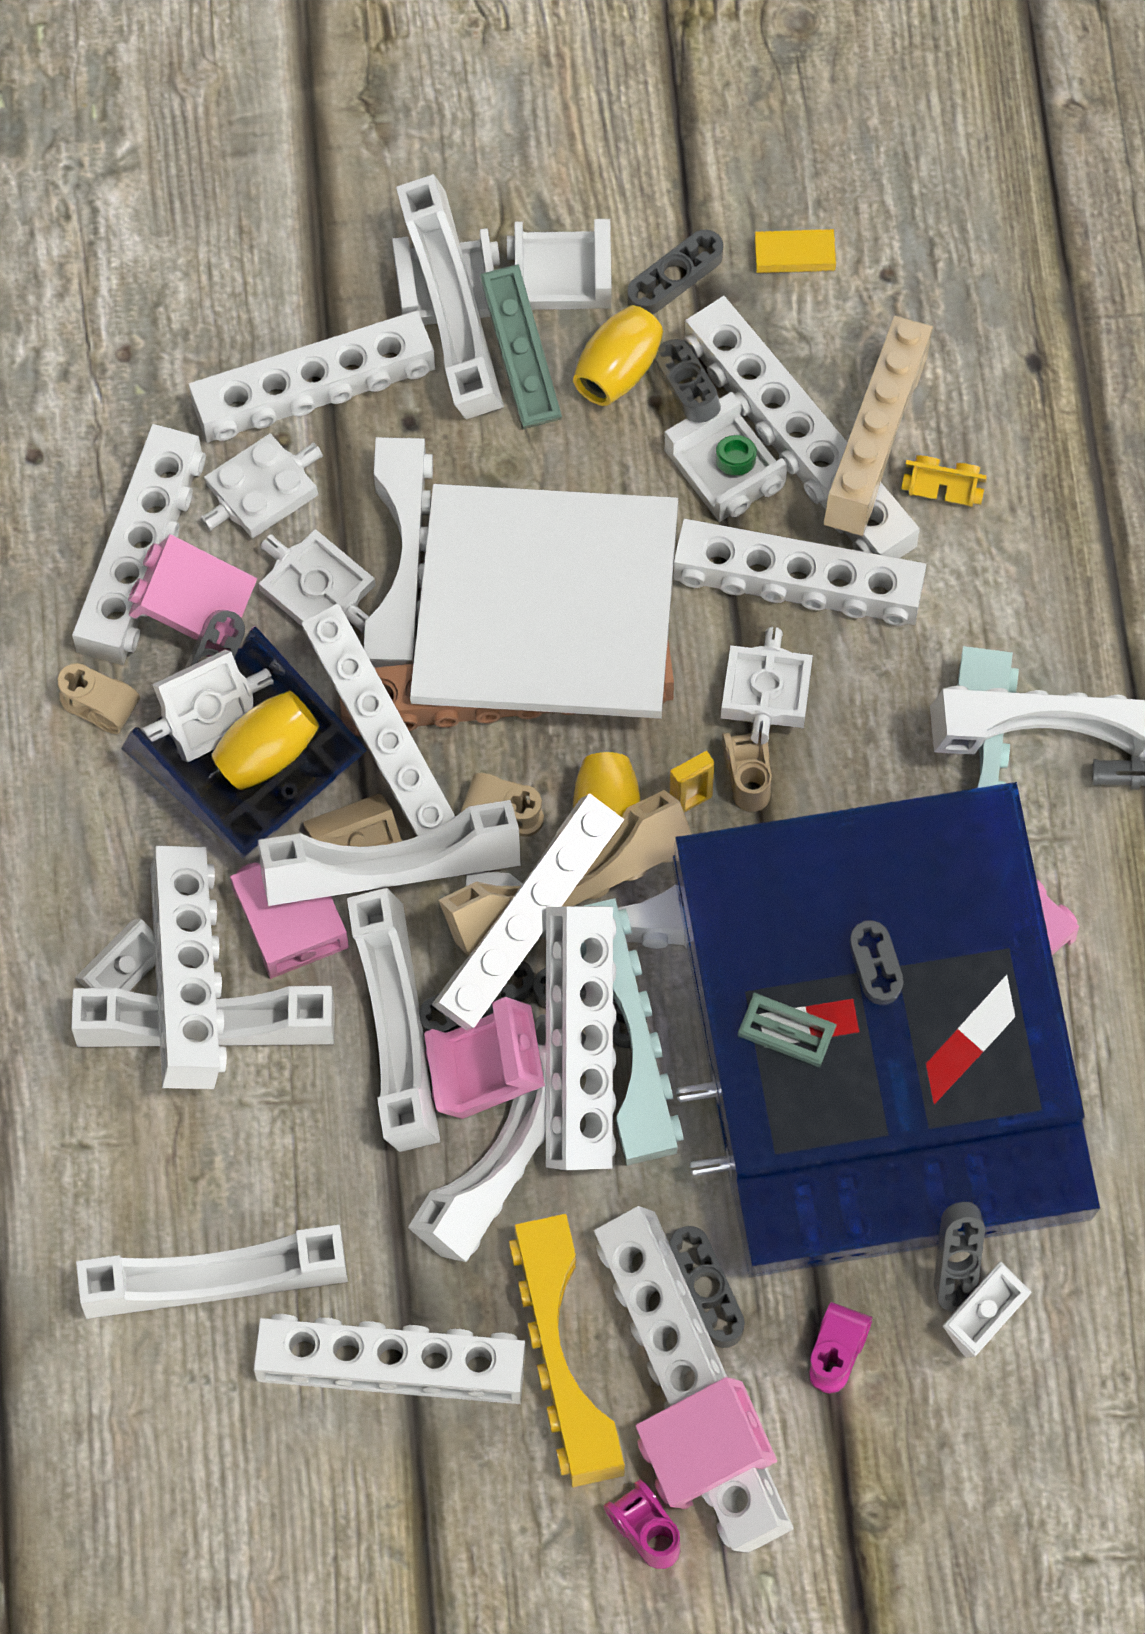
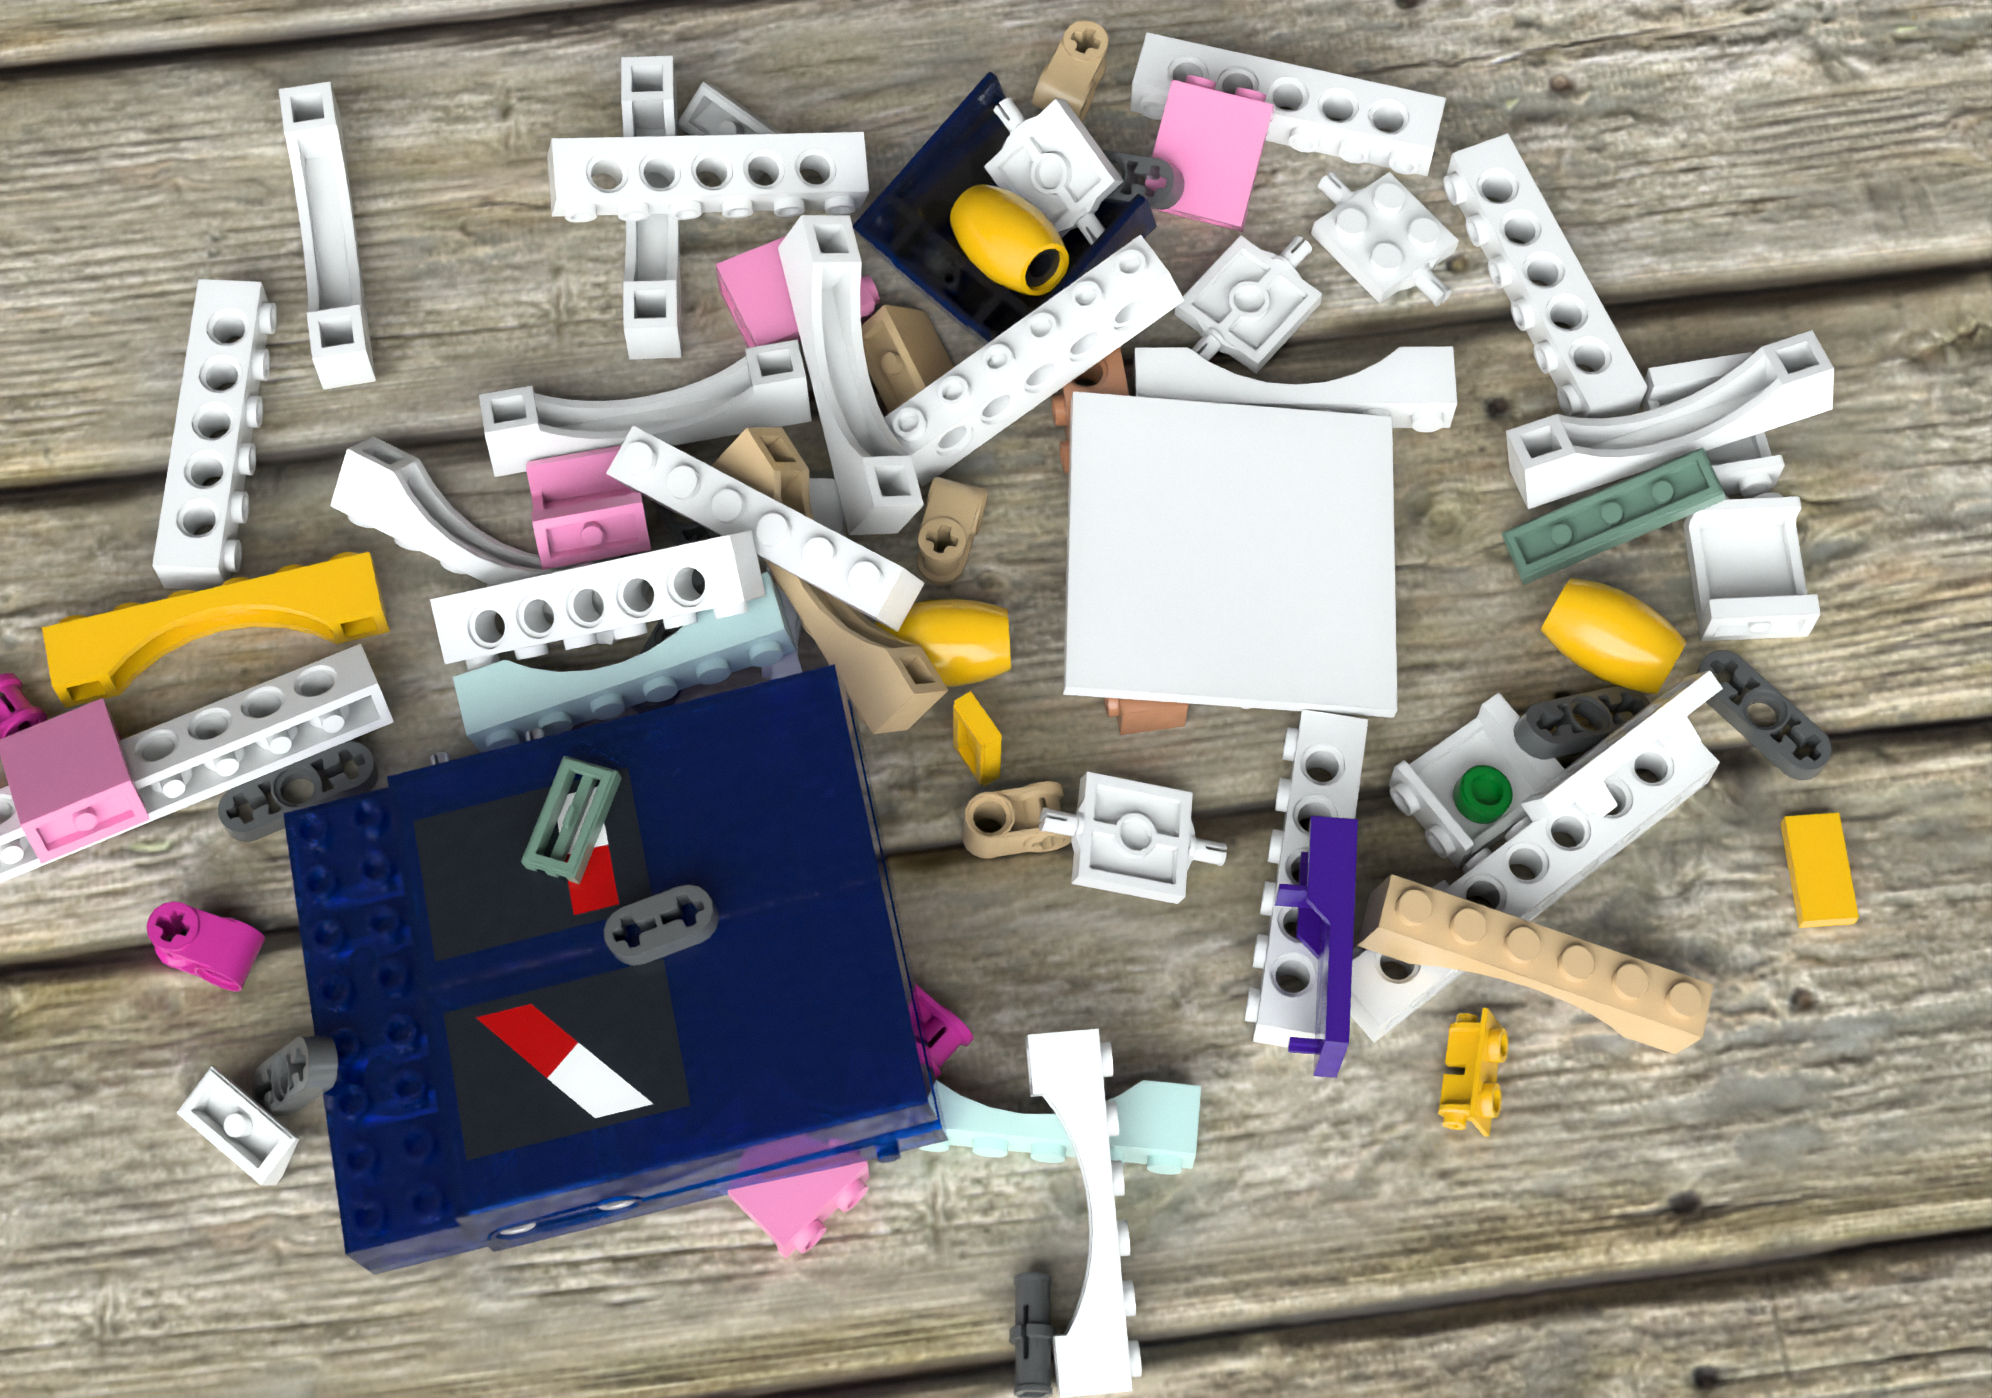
camera: 85 degrees right, 0 degrees up
(719, 350) = (1661, 720): none -> white hinge
(850, 540) = (1326, 929): none -> dark purple piece

